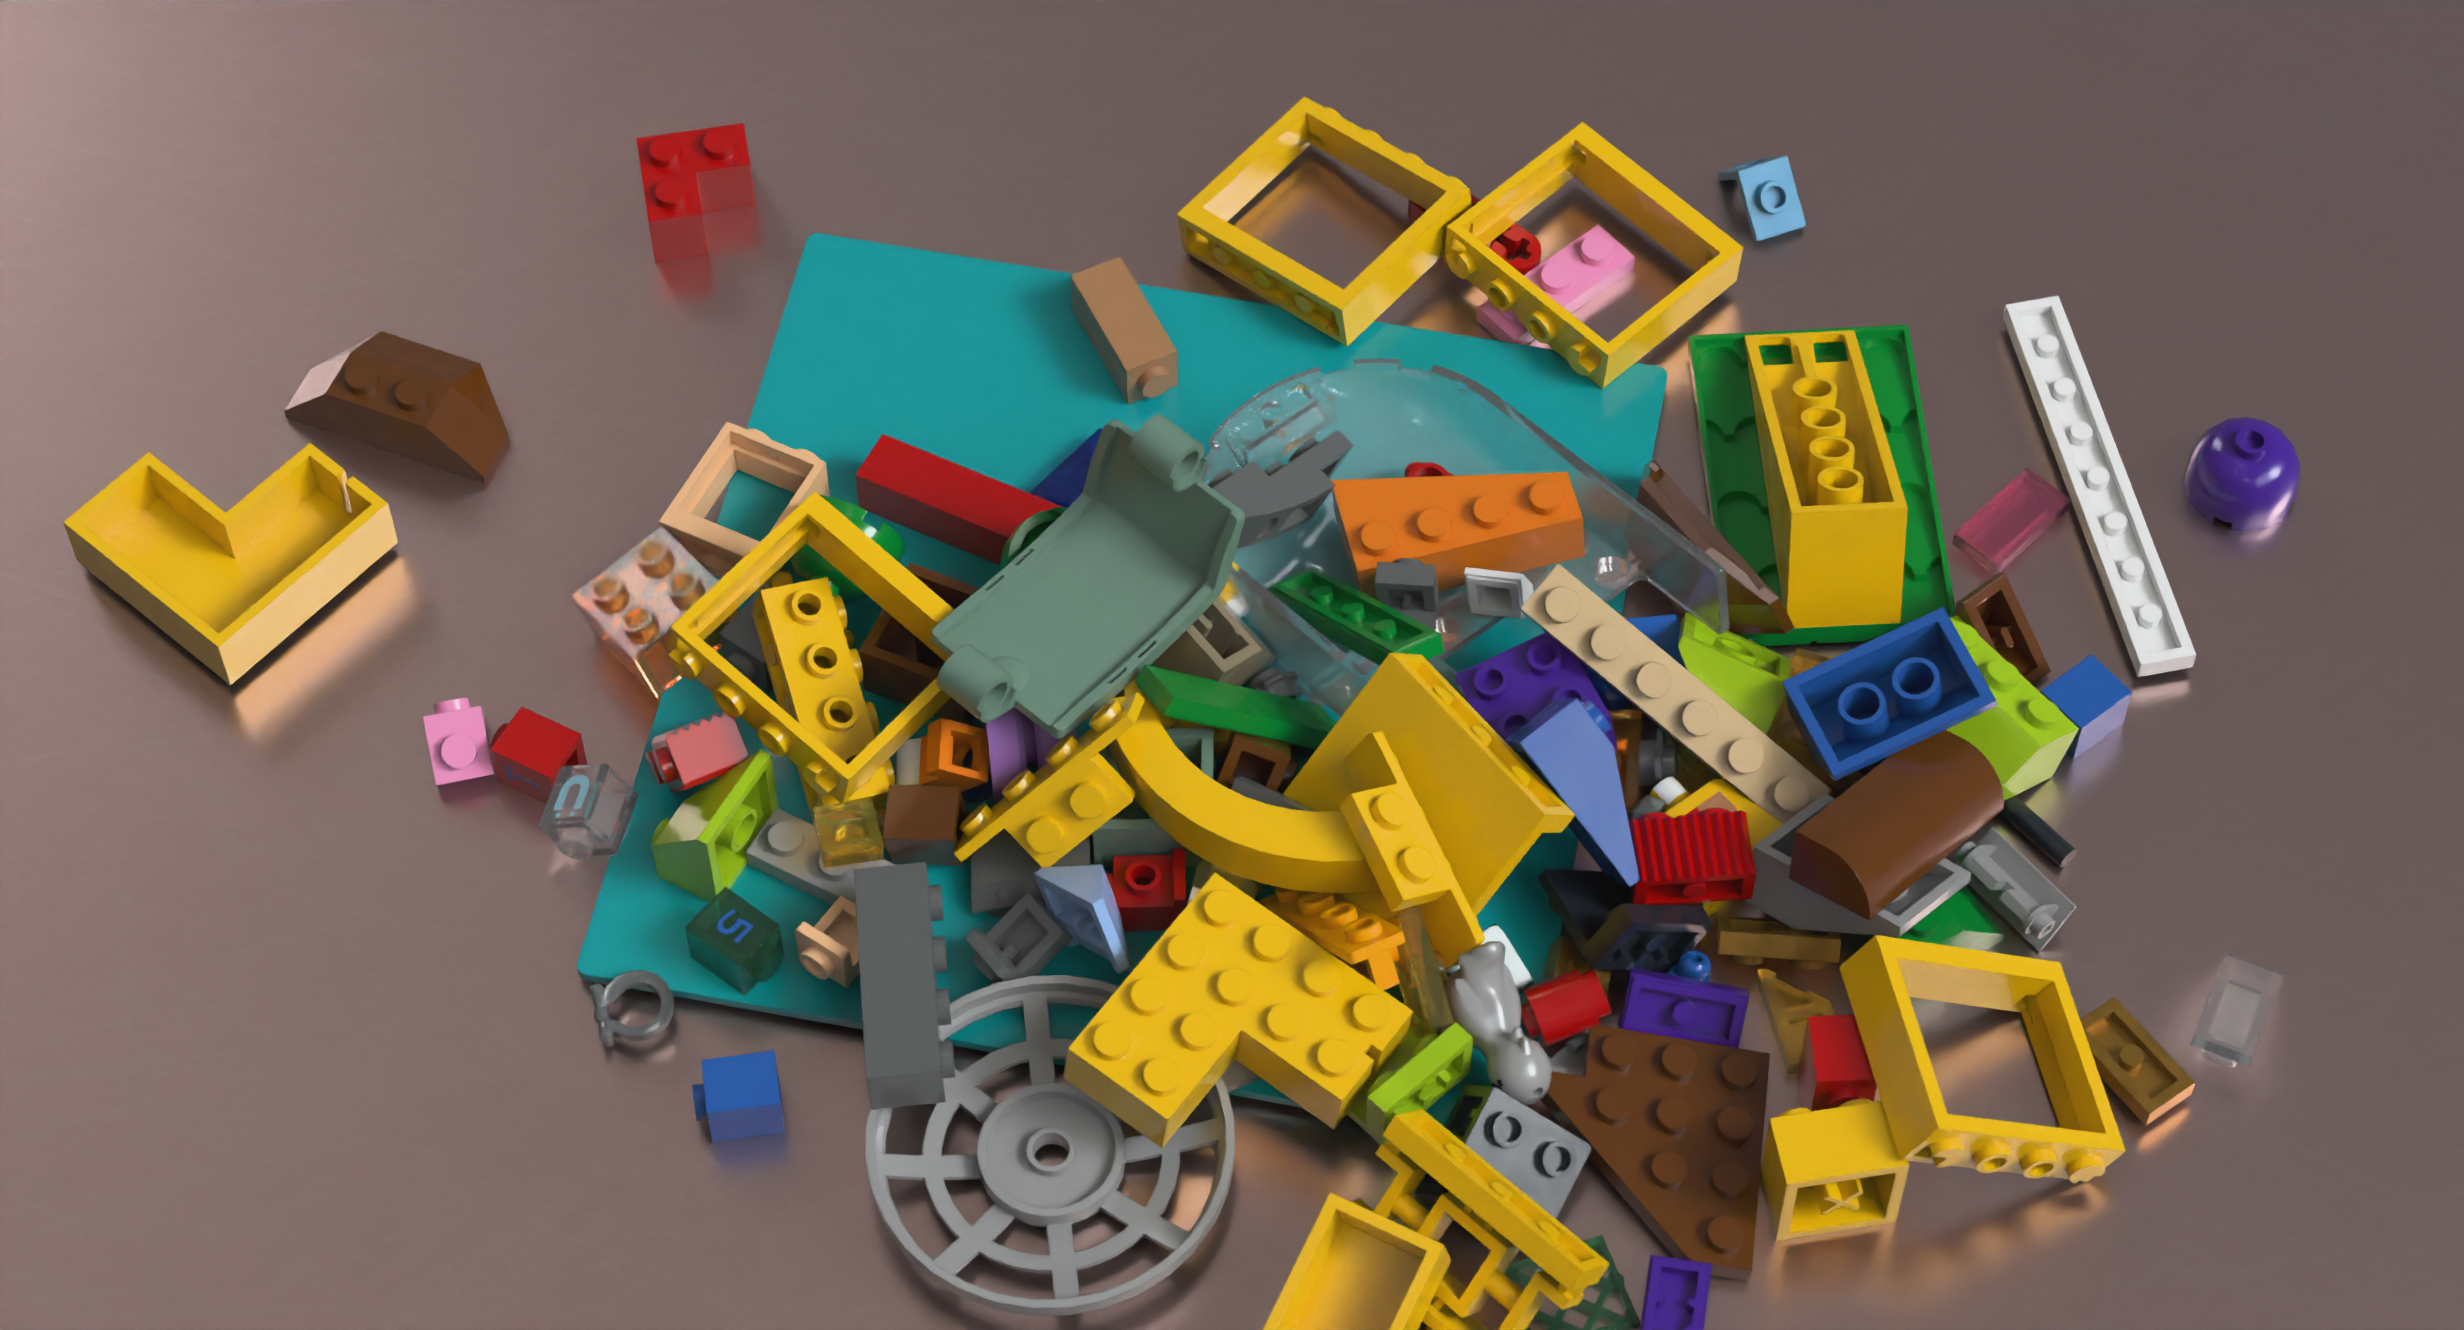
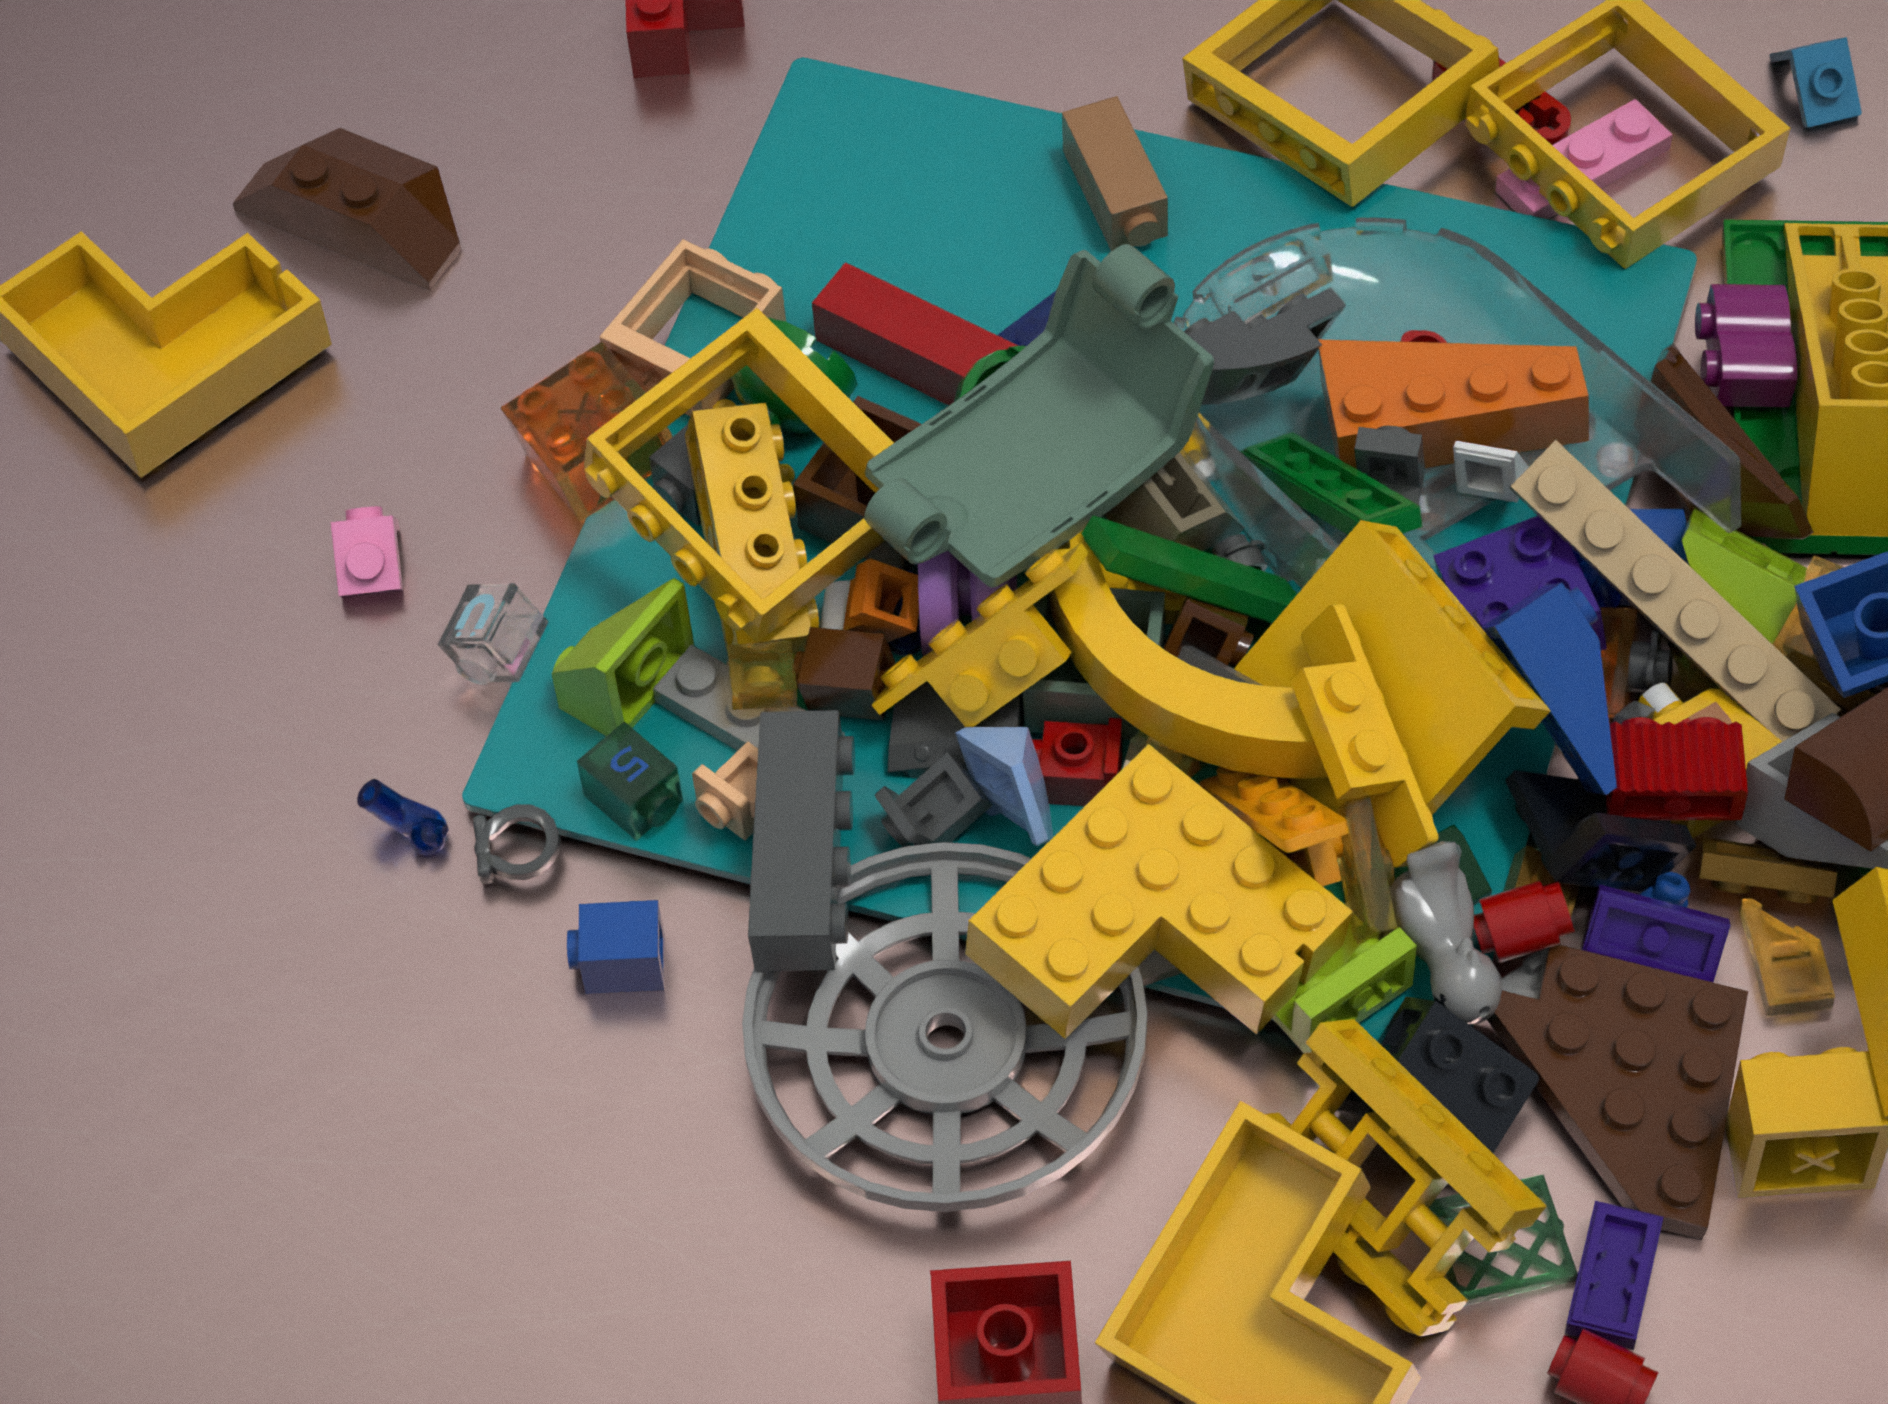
camera: 10 degrees right, 0 degrees up
(530, 991) = (410, 818): none -> clear blue arm
(532, 751) = (440, 567): red brick -> none
(696, 752) = (609, 578): brick -> none
(1721, 455) = (1748, 345): none -> magenta brick
(1833, 1063) = (1818, 1006): red brick -> none

